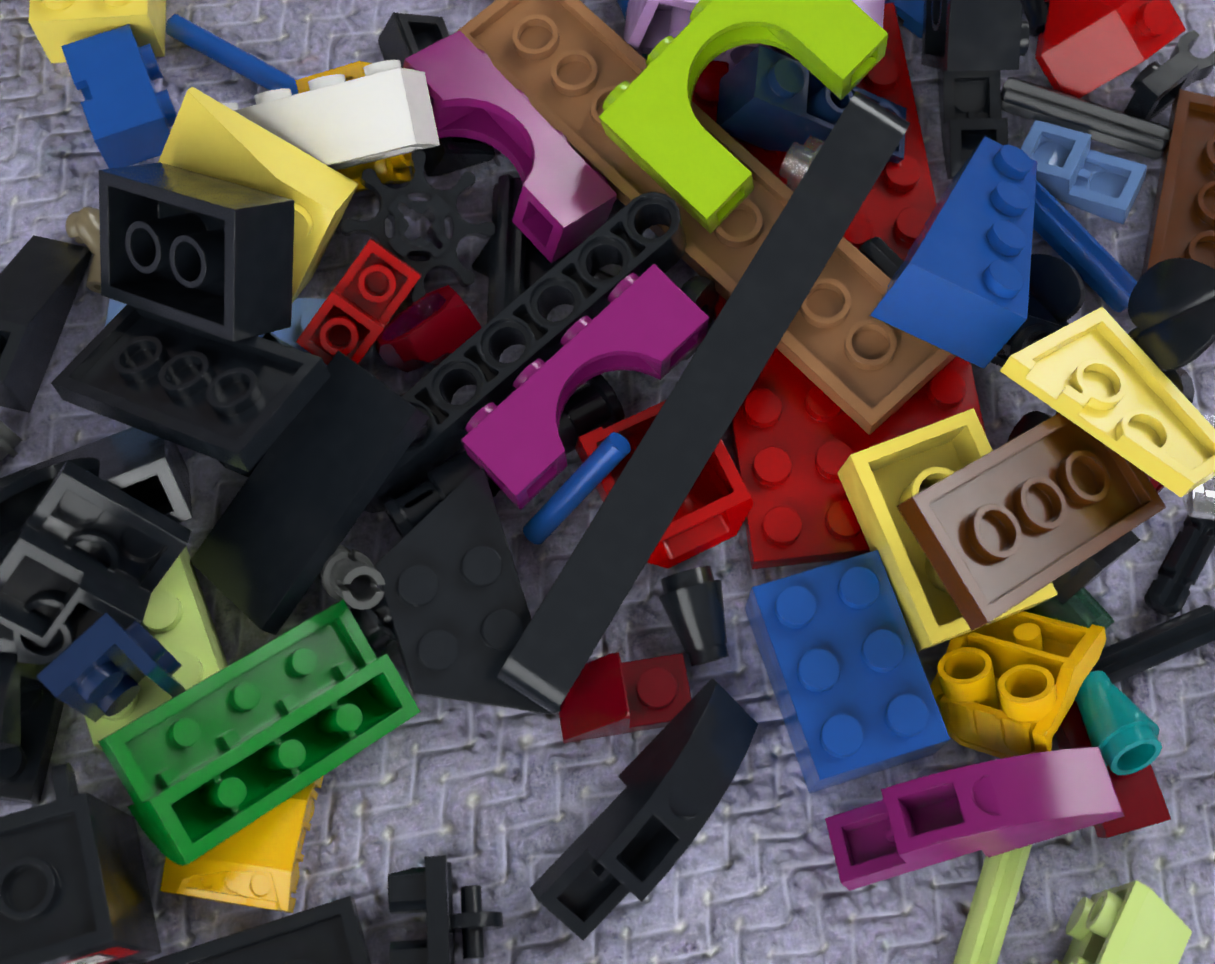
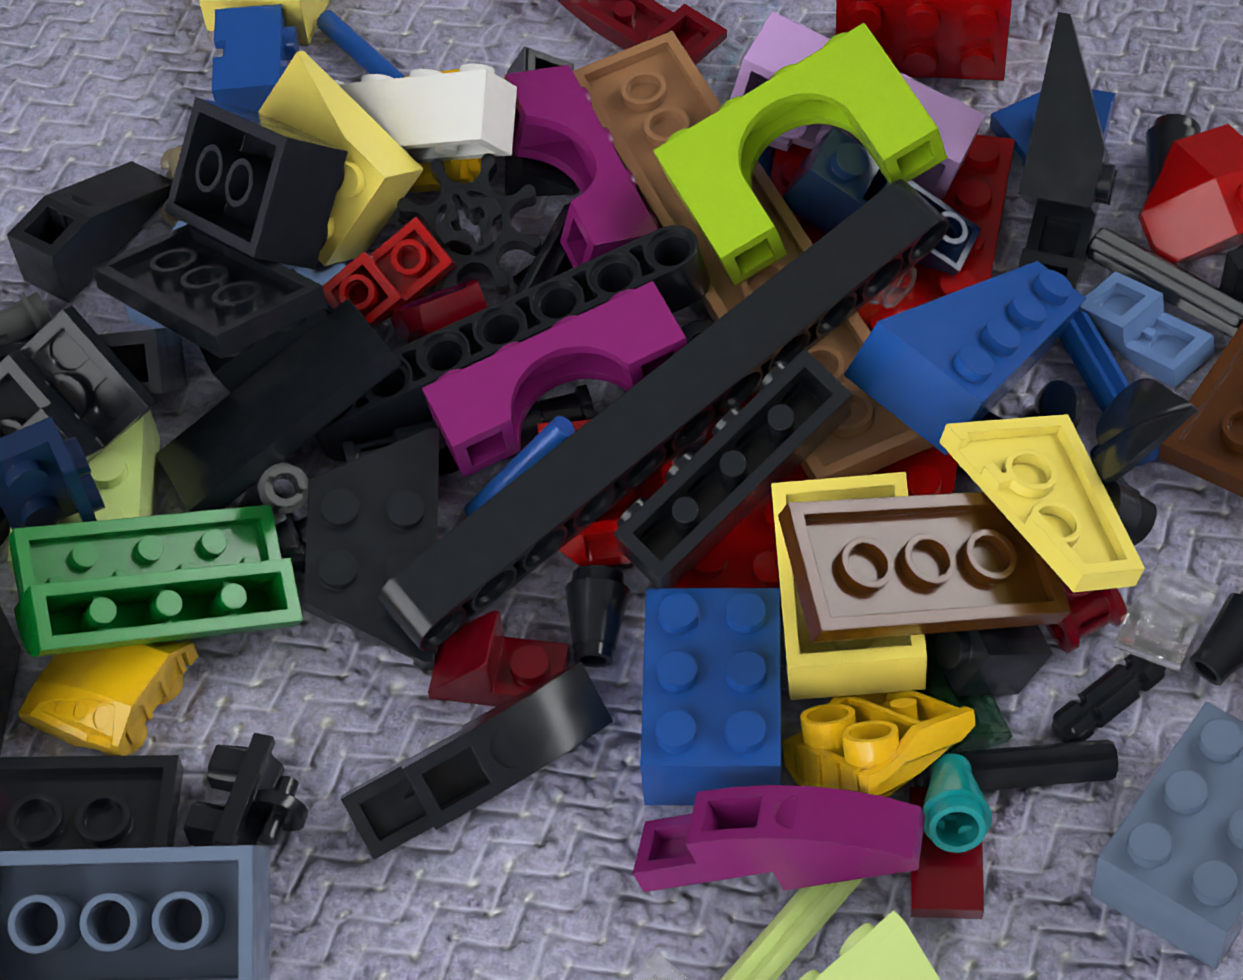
camera: 25 degrees right, 15 degrees down
(804, 445) = (733, 471): none -> black brick

